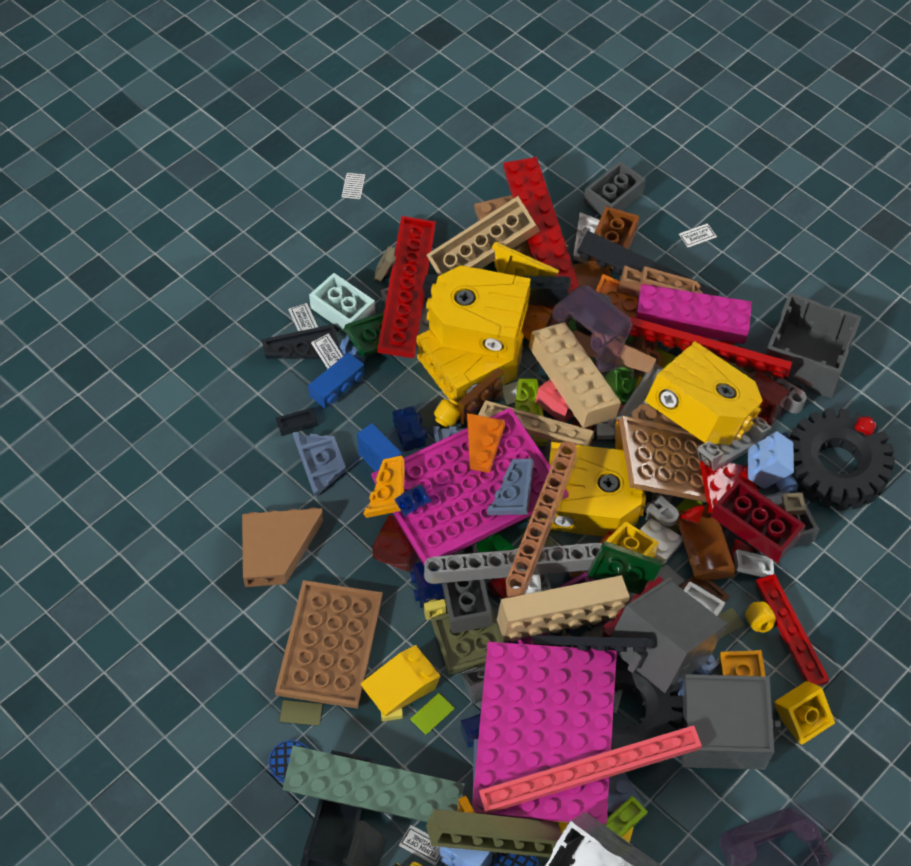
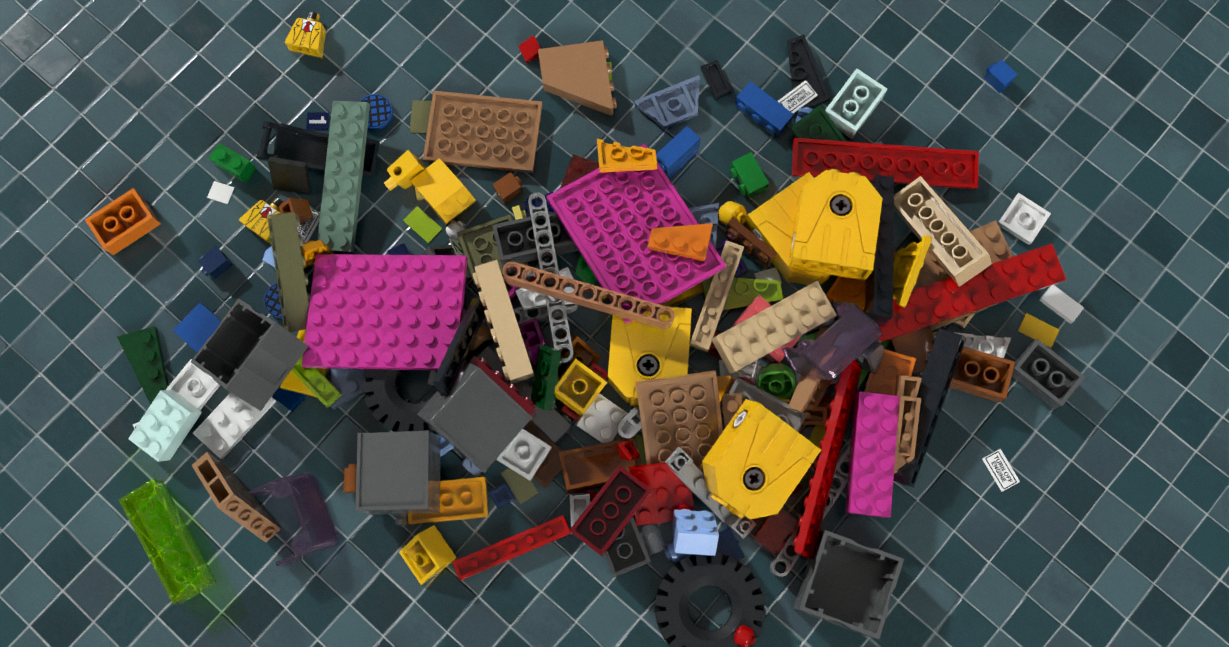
camera: 90 degrees right, 20 degrees up
(182, 835) = (307, 36): none -> yellow torso
(236, 591) = (529, 49): none -> red slope
(292, 830) = (317, 121): none -> clear blue sticker
(302, 317) = (839, 73): white sticker -> none
(326, 195) = (1000, 75): none -> blue brick
(353, 185) = (1021, 103): white sticker -> none
(368, 714) = (404, 170): none -> yellow torso
(383, 267) = (908, 139): dark tan plate -> none
(400, 619) = (508, 188): none -> dark orange brick
(406, 395) = (749, 176): none -> green brick
(409, 429) = (713, 181): clear blue brick -> none
(410, 846) = (299, 206): none -> dark orange brick
(413, 500) = (608, 183): clear blue brick -> none
(445, 678) = (454, 227): none -> white piece
(467, 192) = (1023, 219): none -> white plate
(515, 490) = (619, 270): sand blue wing -> none
(553, 174) = (1061, 304): none -> white tile
(570, 196) = (1038, 330): none -> yellow sticker
(590, 769) = (340, 349): coral plate -> none
(726, 786) = (350, 479): none -> dark orange brick
(737, 640) = (502, 495): none -> dark blue tile
(760, 617) = (523, 517): yellow head -> none
(793, 503) = (637, 550): dark tan plate -> none

